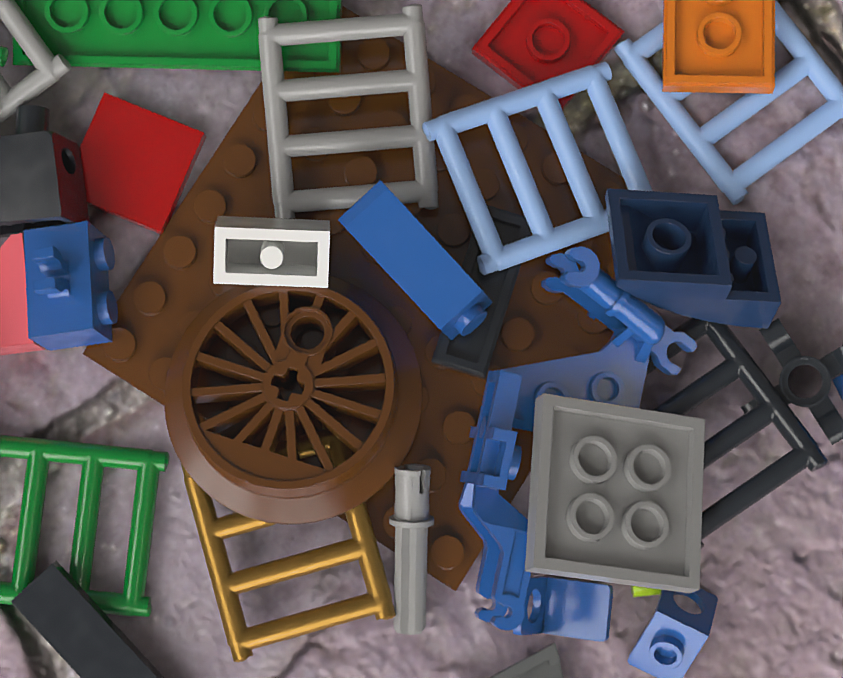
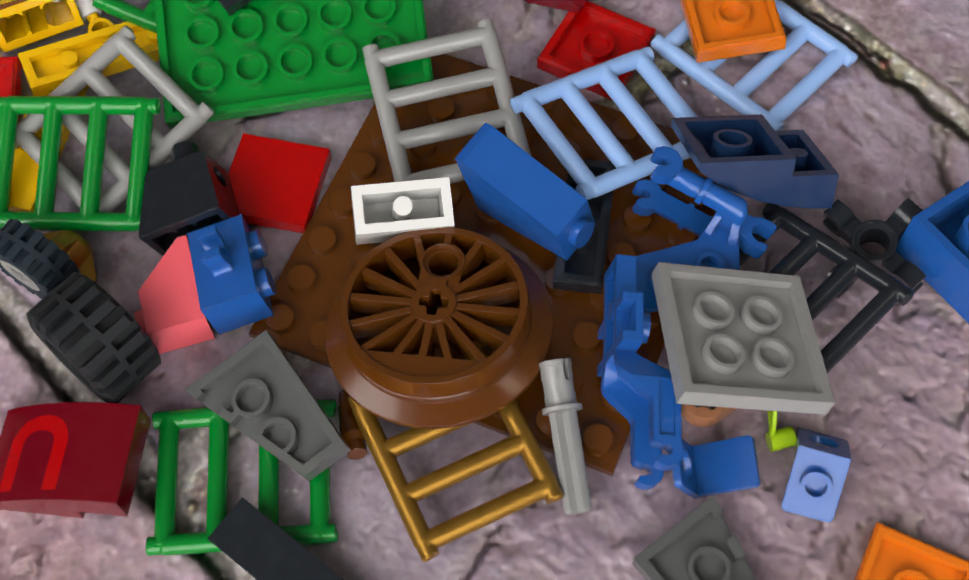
camera: 10 degrees left, 20 degrees down
(96, 457) = (272, 406): none -> dark grey wing
(178, 496) = (349, 429): none -> reddish brown piece

